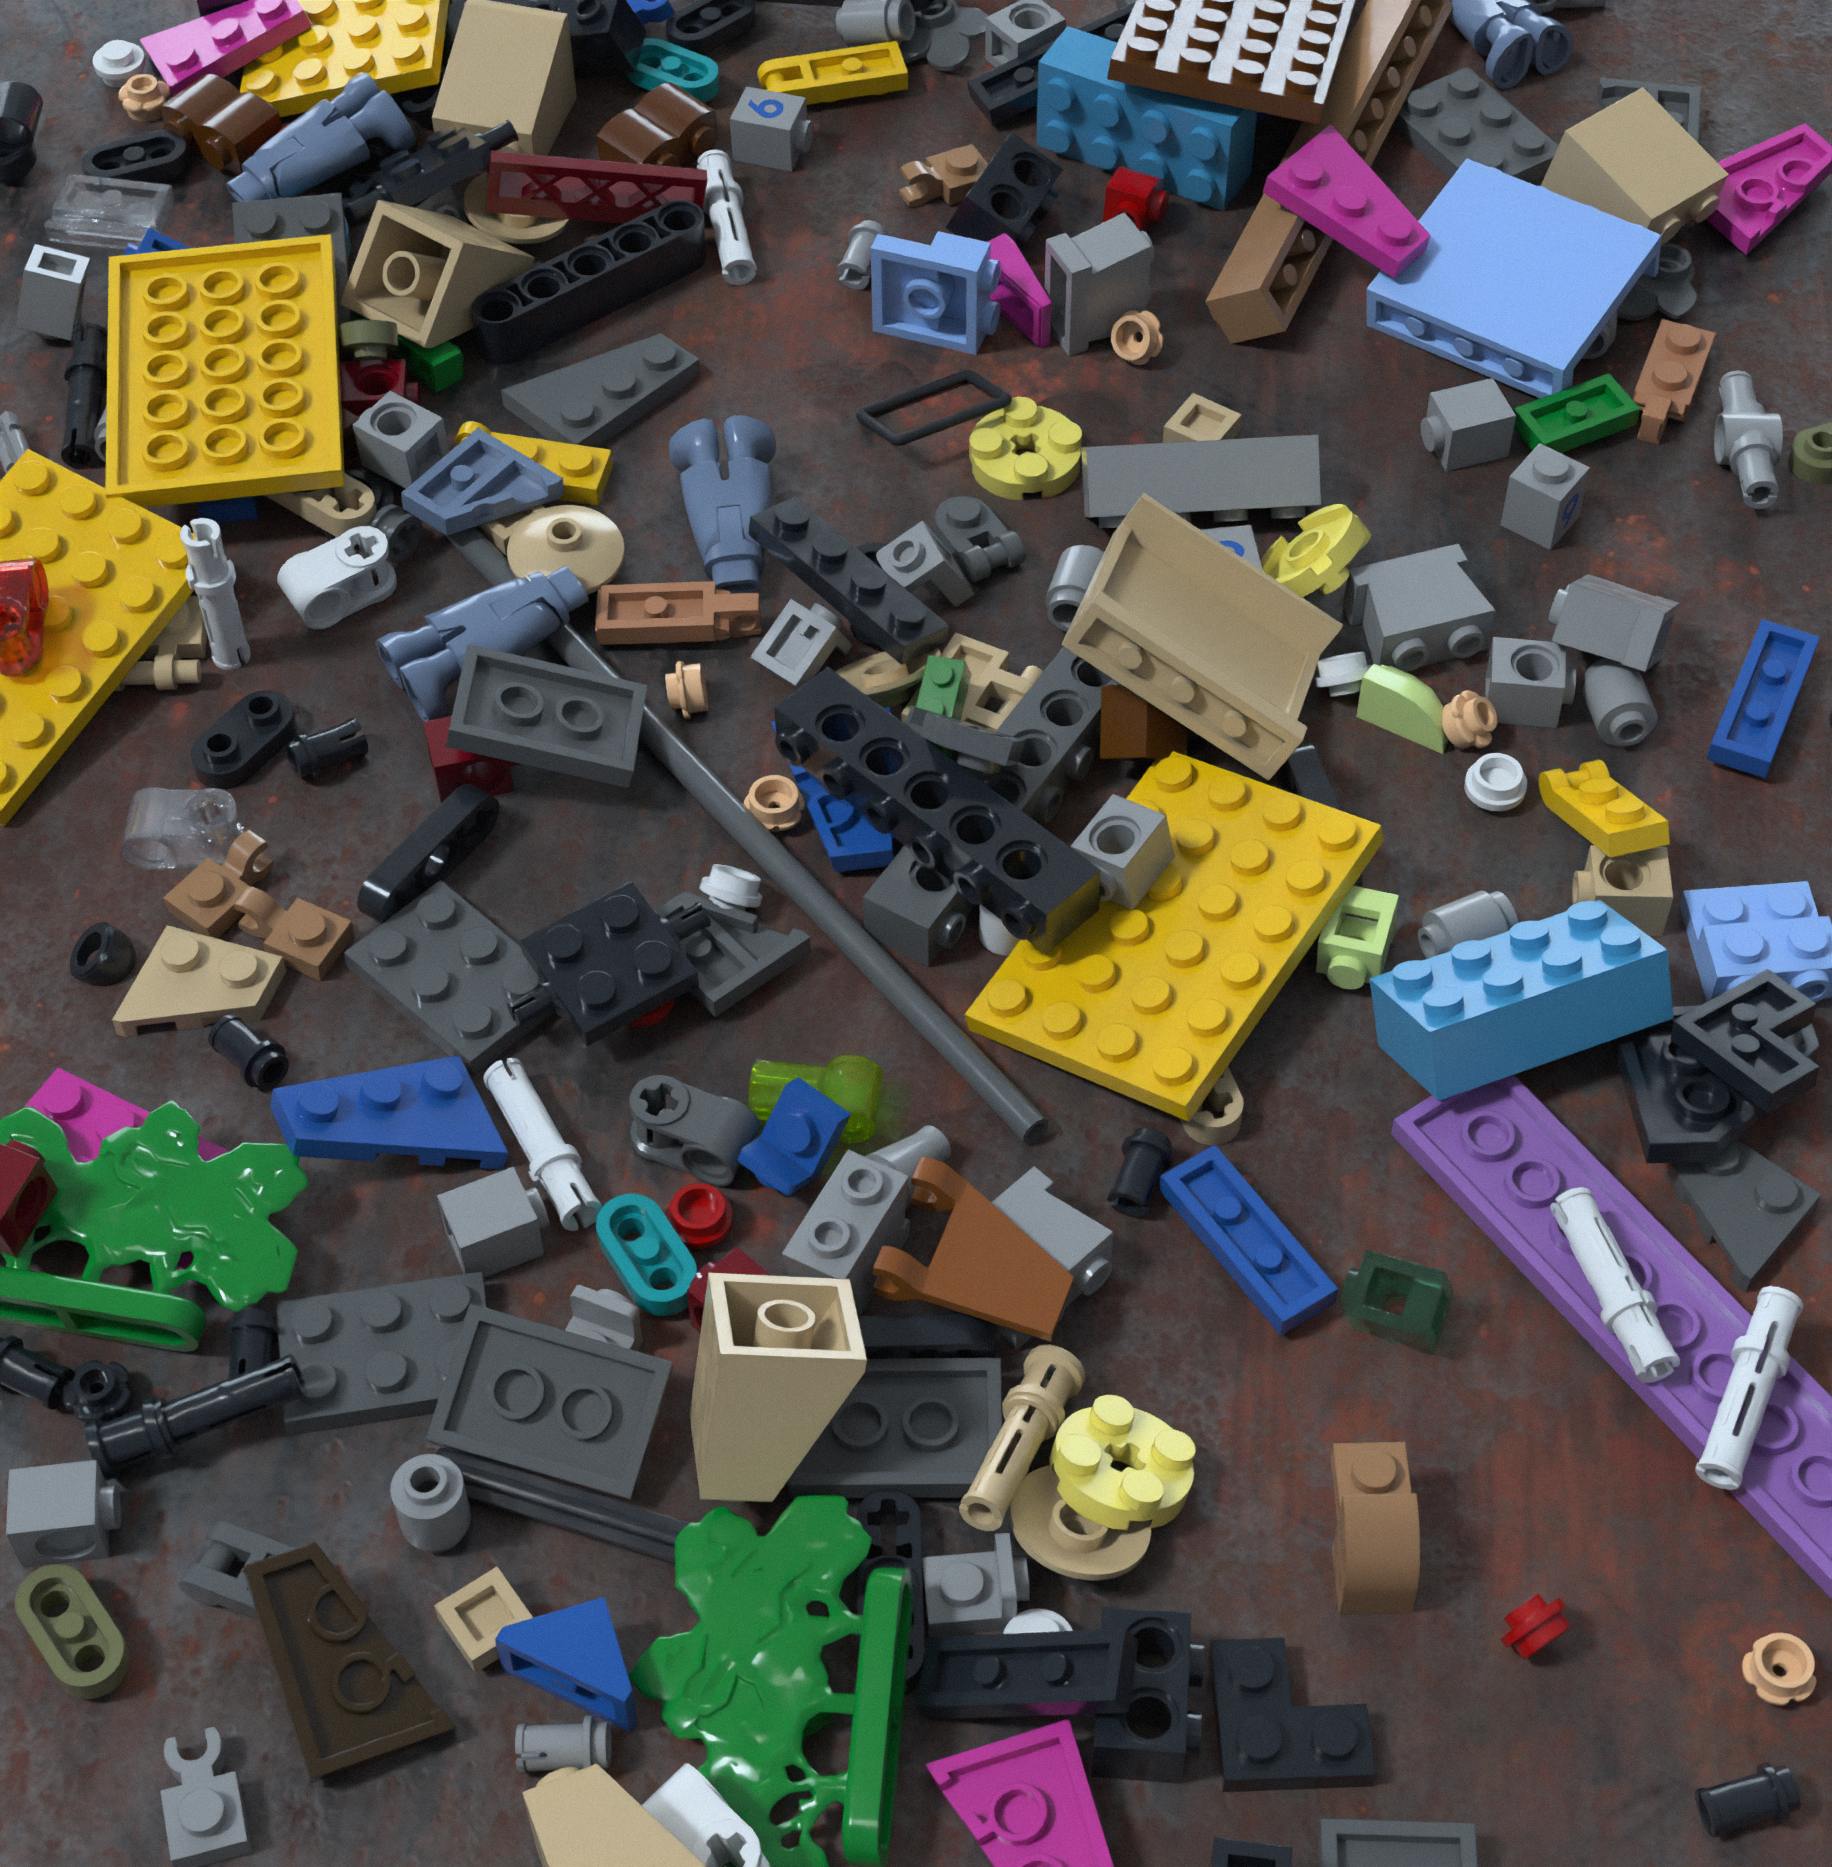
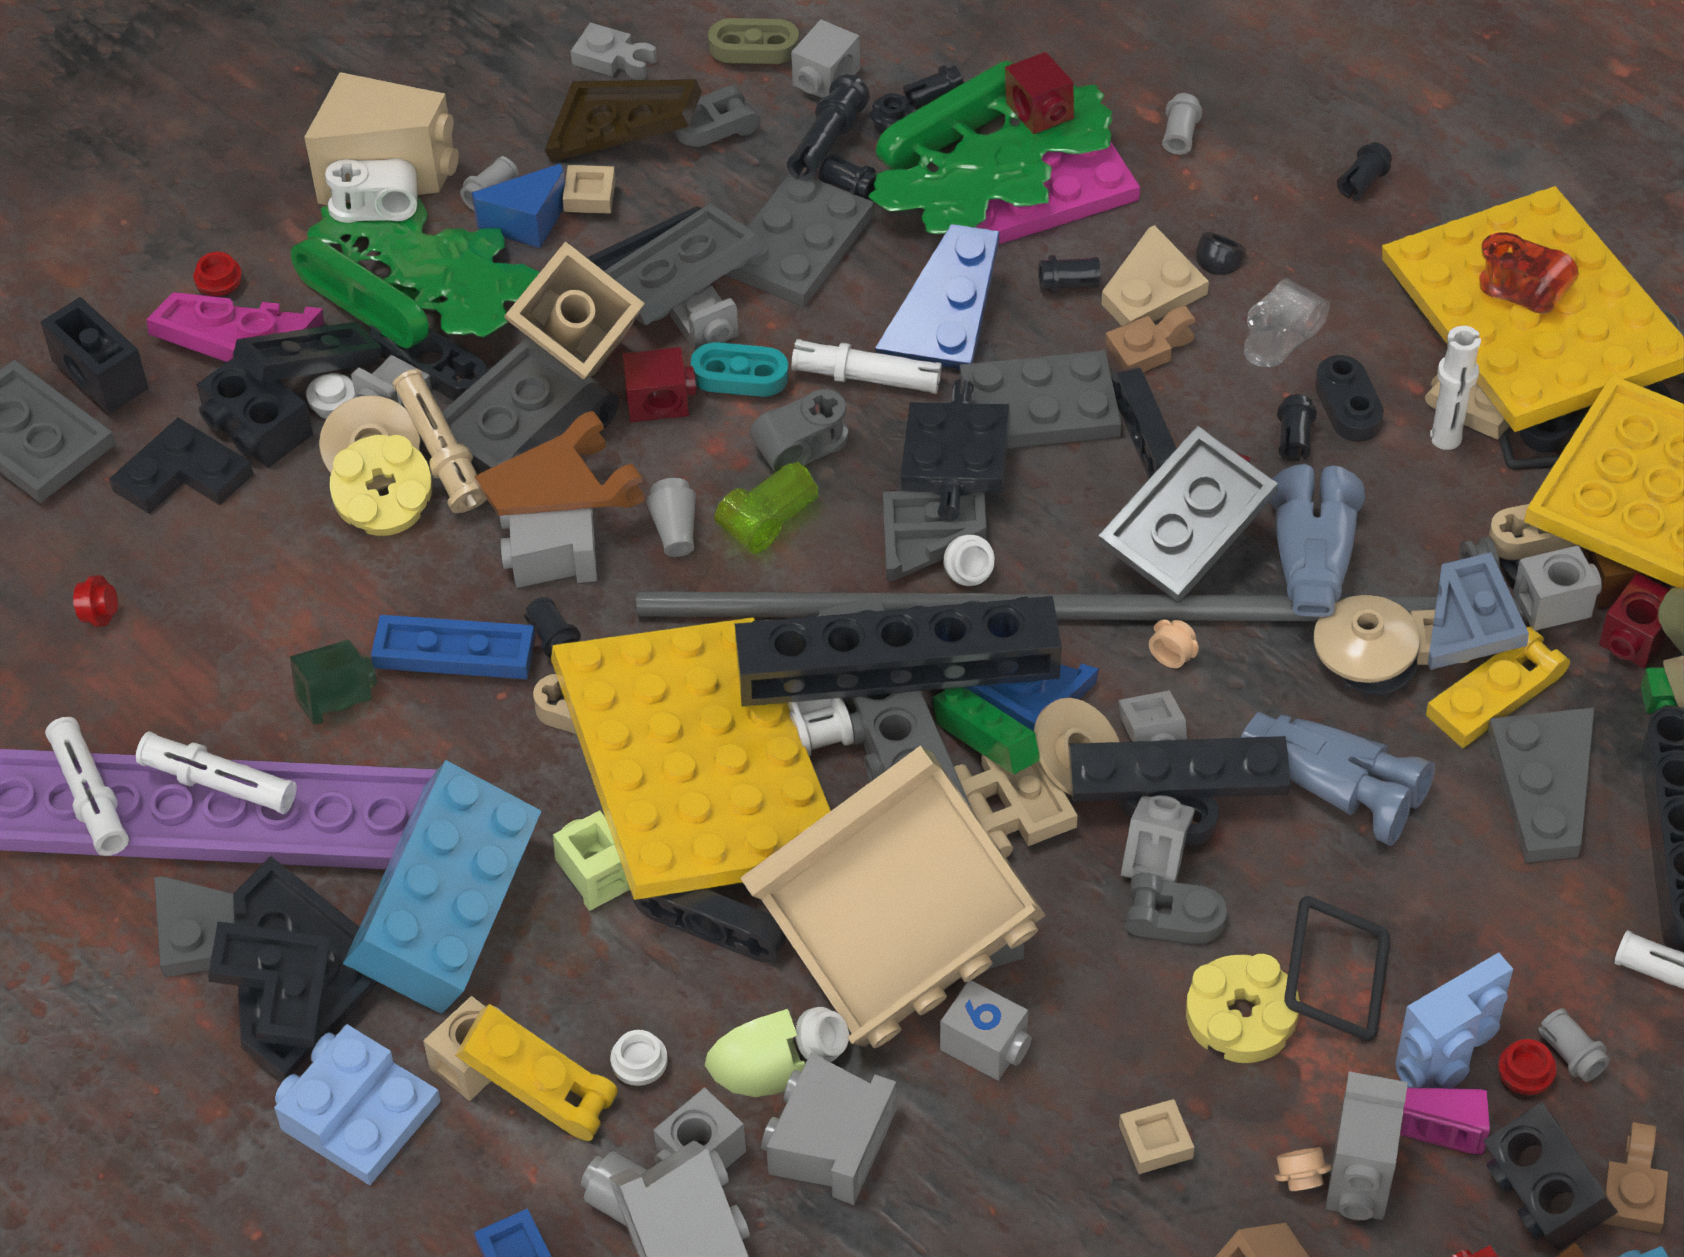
camera: 130 degrees right, 0 degrees up
(209, 892) = (1220, 321): medium nougat plate -> none
(337, 581) = (1454, 507): white piece -> none
(431, 1502) = (670, 187): light grey brick -> none
(493, 1223) = (828, 307): light grey brick -> none
(674, 613) = (1254, 674): nougat hinge -> none
(700, 1215) = (741, 408): red plate -> none
(795, 1139) = (738, 462): blue bracket -> none
(849, 1224) = (638, 431): light grey hips -> none
(978, 746) = (923, 688): dark grey wing -> none
(1070, 583) = (1063, 933): light grey brick -> none
(1128, 847) = (760, 727): light grey brick -> none
(1203, 477) = (1089, 1073): light grey brick -> none
(1319, 553) = (937, 1083): light yellow plate -> none
(1375, 1529) = (218, 556): medium nougat brick -> none
(1465, 919) = (536, 929): light grey brick -> none
(1469, 720) = (713, 1075): light nougat plate -> none

